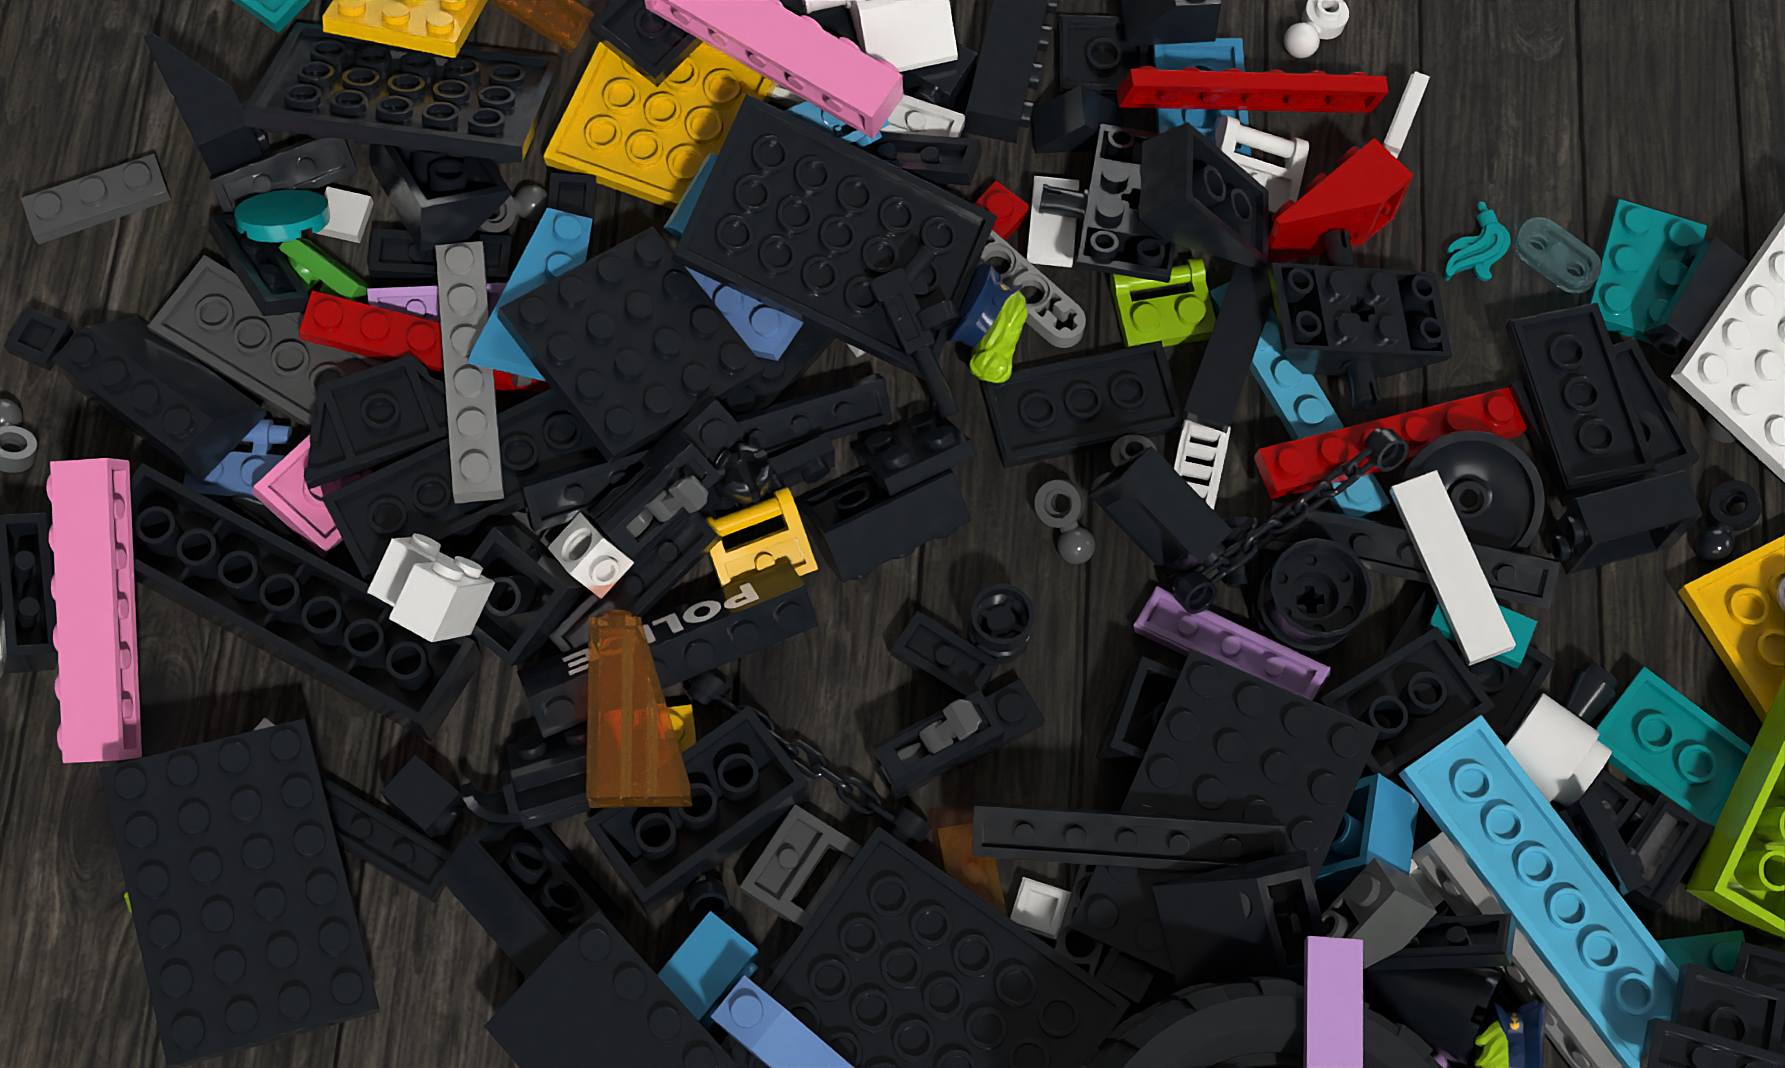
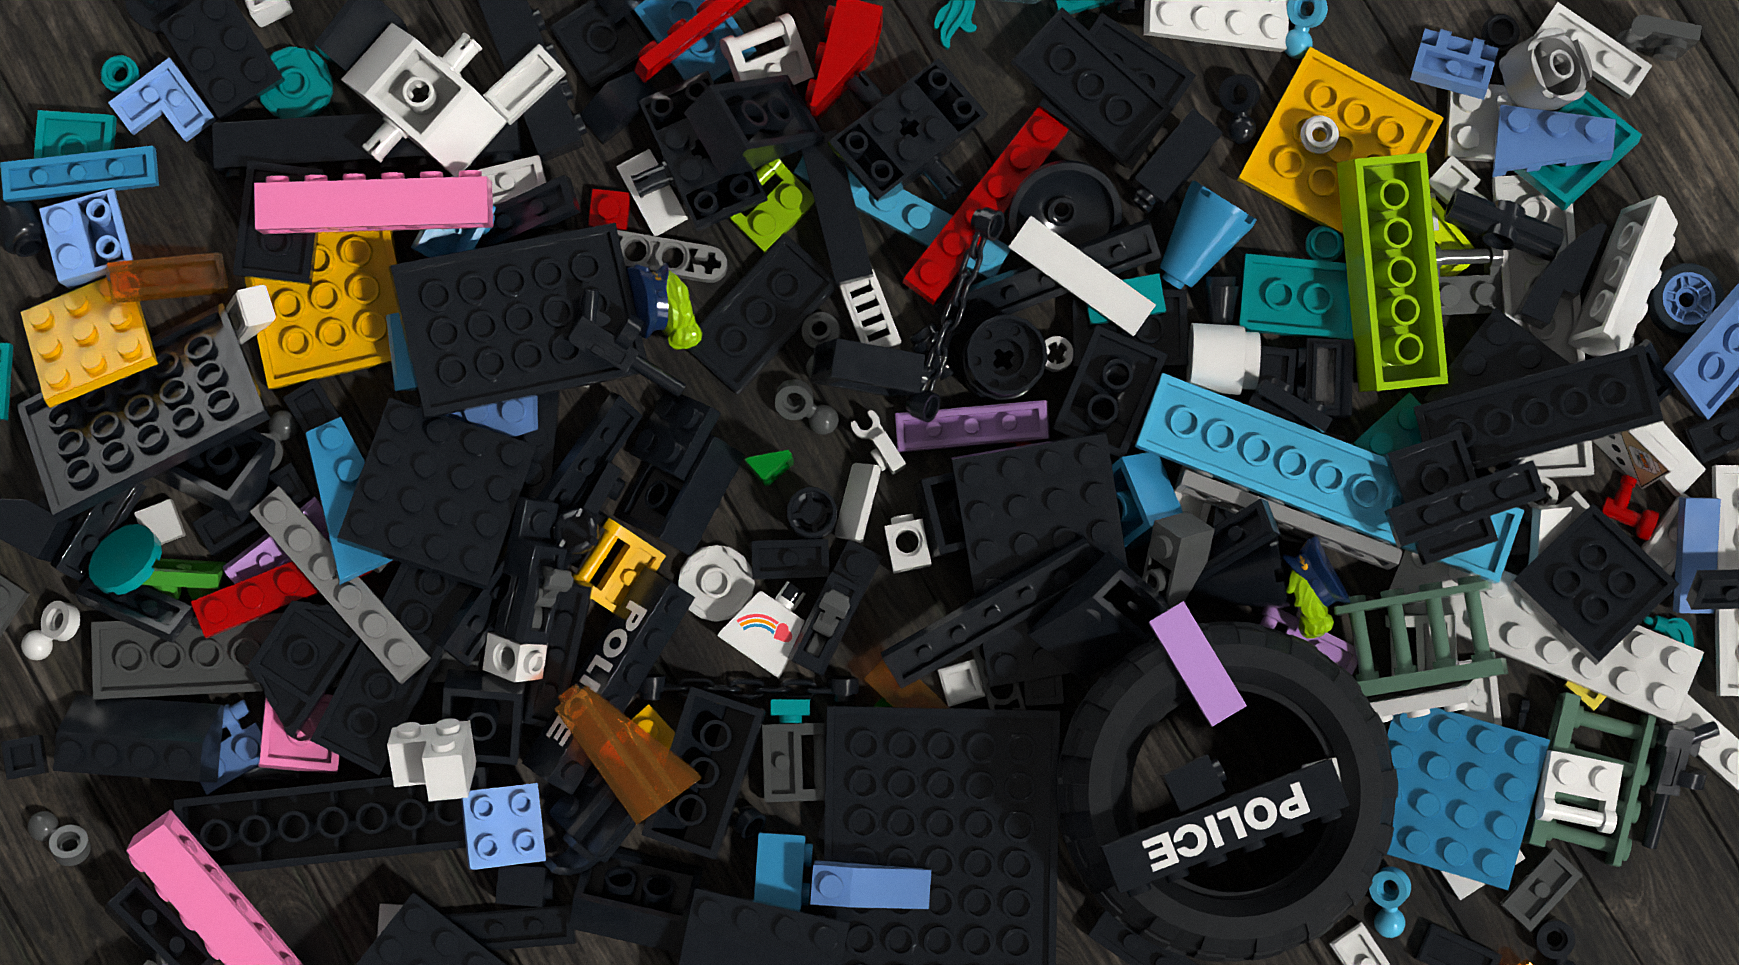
camera: 30 degrees left, 15 degrees up
(173, 238) = (58, 622): none -> white plate
(447, 715) = (503, 826): none -> light blue bracket
(579, 70) = (251, 311): none -> white slope
(836, 808) = (790, 710): none -> teal plate
(852, 634) = (718, 581): none -> white tile
(868, 707) = (767, 628): none -> white torso
(991, 544) = (770, 466): none -> green slope
(999, 37) = (524, 84): none -> white tile
(1057, 649) = (857, 502): none -> white slope
(1074, 743) = (907, 561): none -> white brick
(1120, 616) = (885, 452): none -> white plate
(1379, 628) = (1067, 356): none -> white bush
(1610, 615) = (1202, 235): none -> dark azure cone
(1738, 714) = (1324, 244): none -> teal plate

